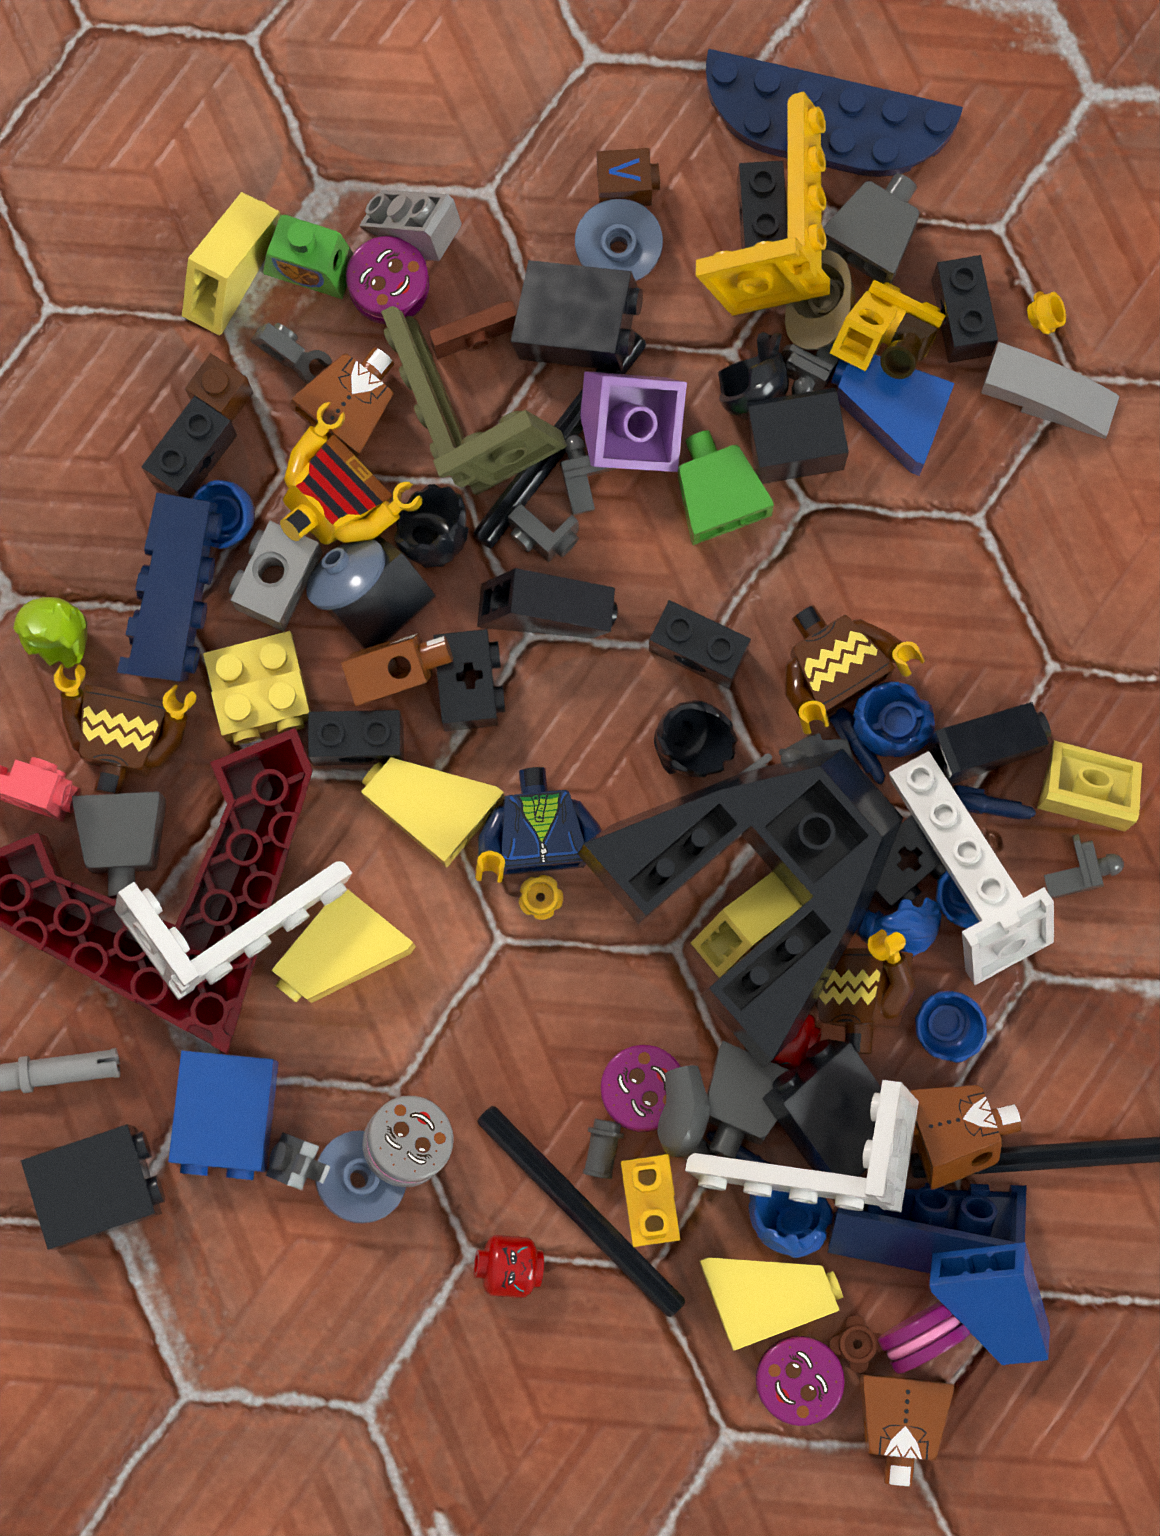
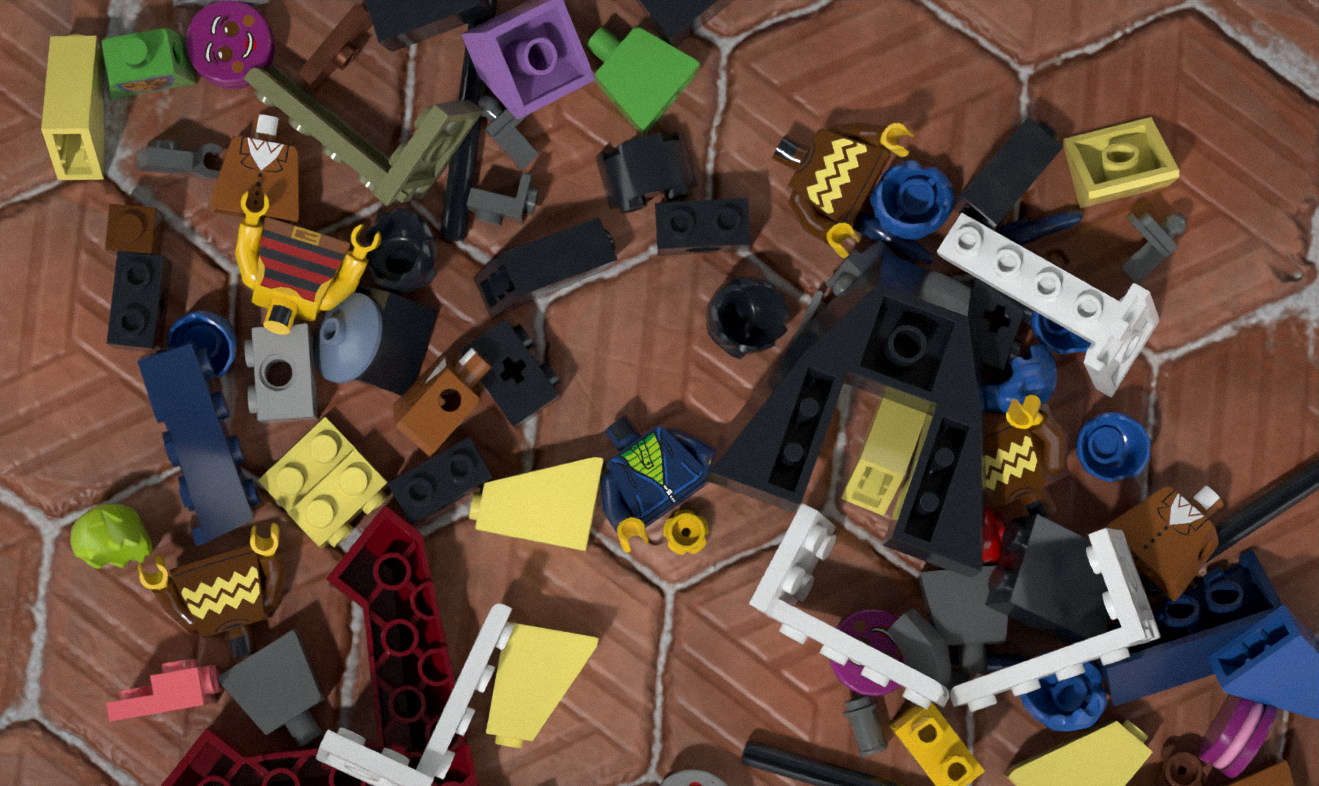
camera: 35 degrees left, 5 degrees up
(606, 984) = (790, 580): none -> white bracket
(679, 571) = (645, 170): none -> black cylinder

